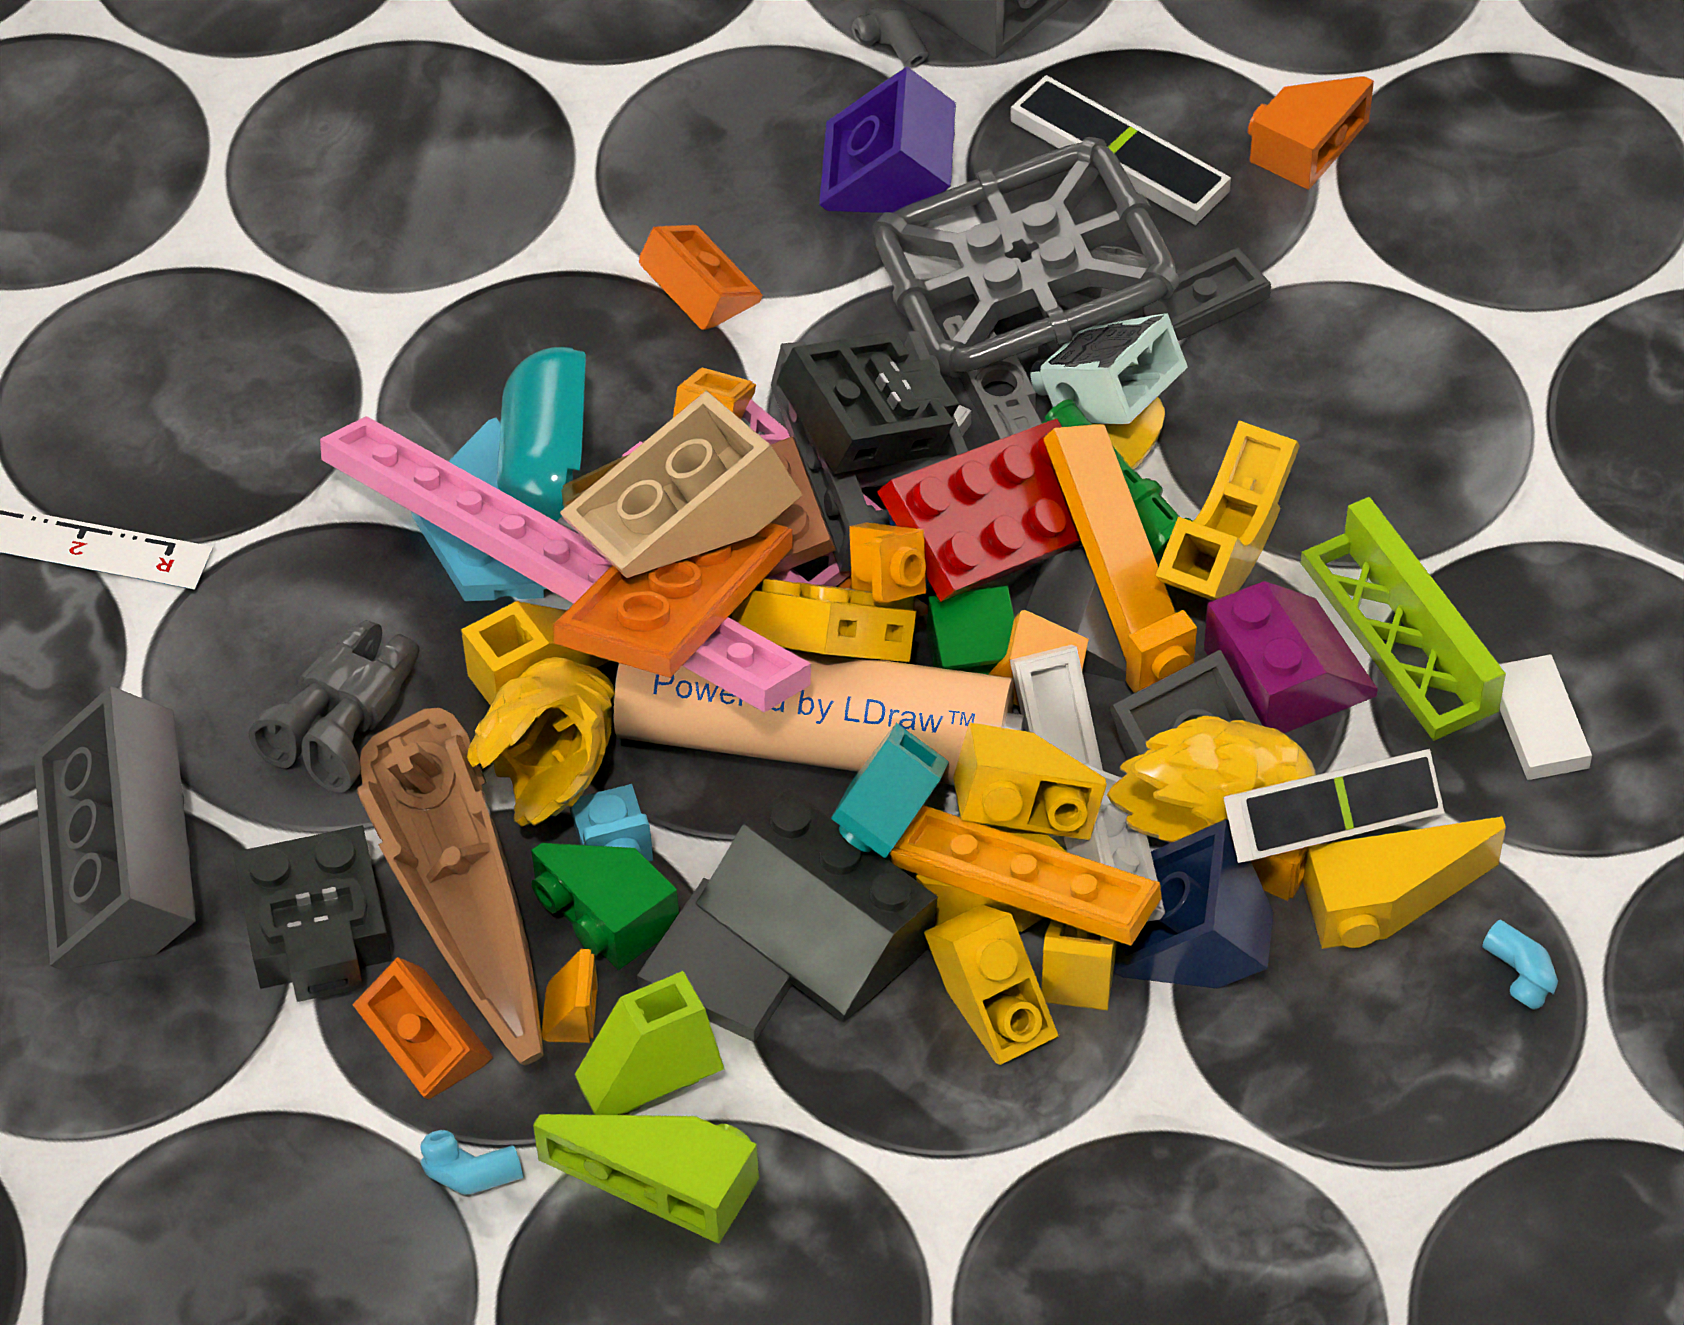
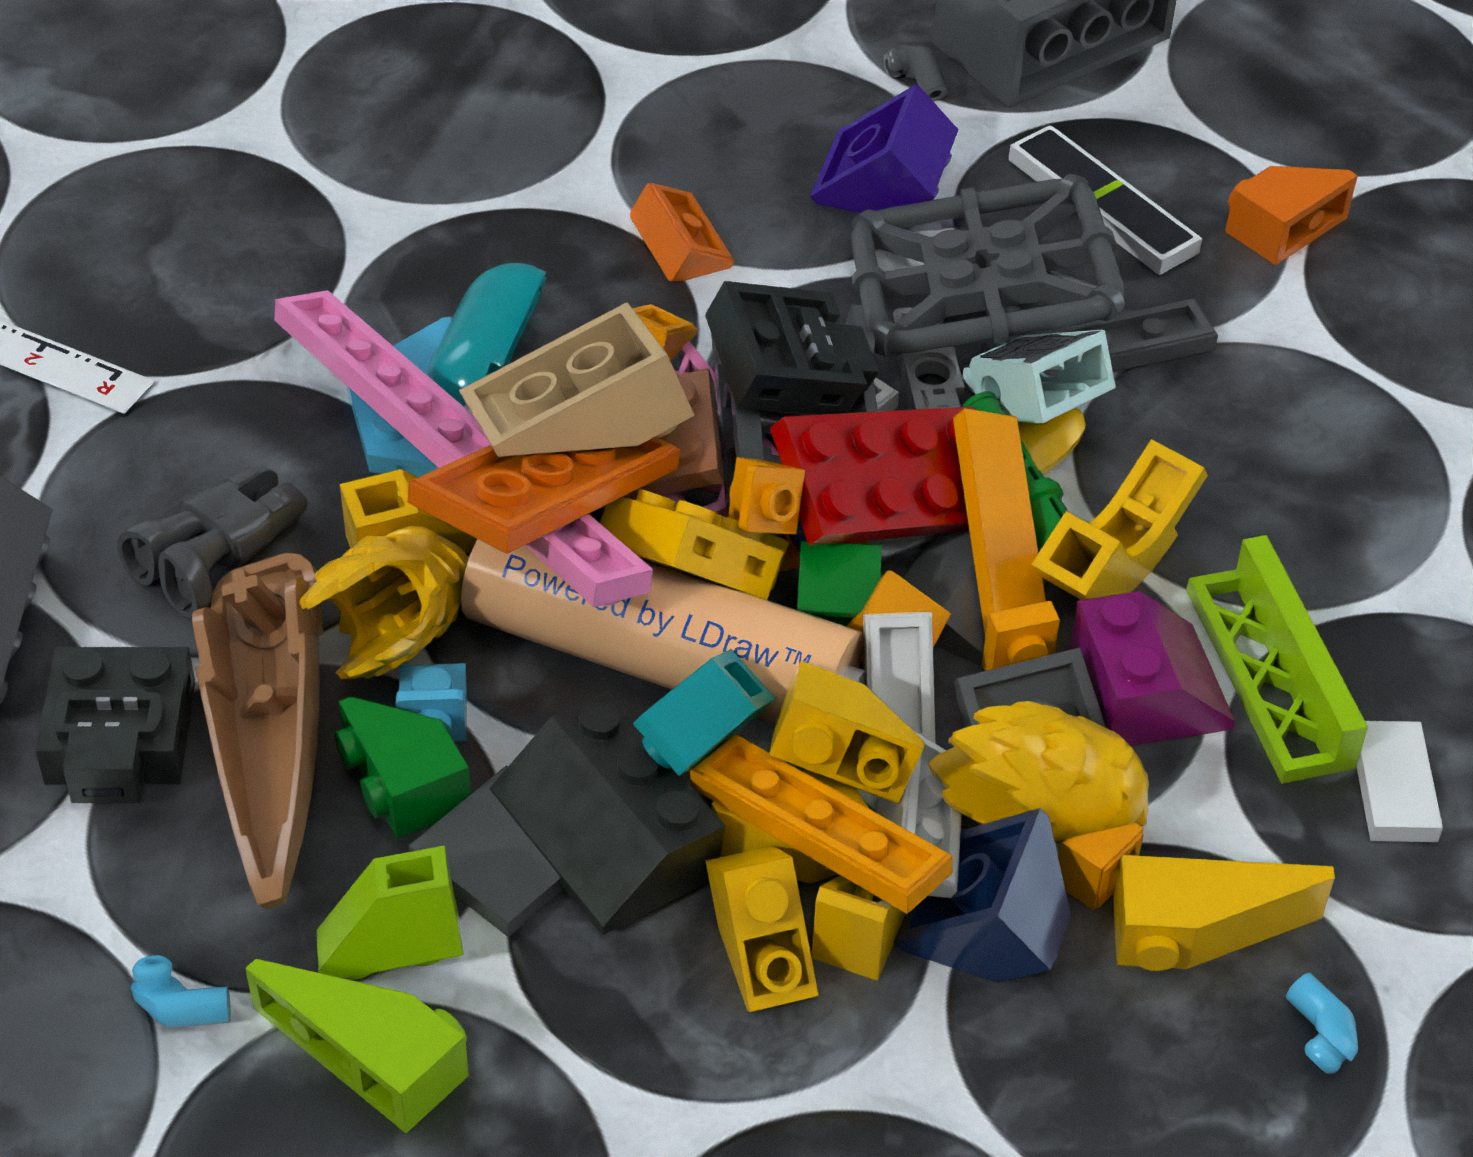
camera: 10 degrees right, 5 degrees down
(421, 1028) = (183, 853): orange slope -> none
(571, 1001) = (338, 857): light orange slope -> none
(1333, 805) = (1156, 818): black tile -> none

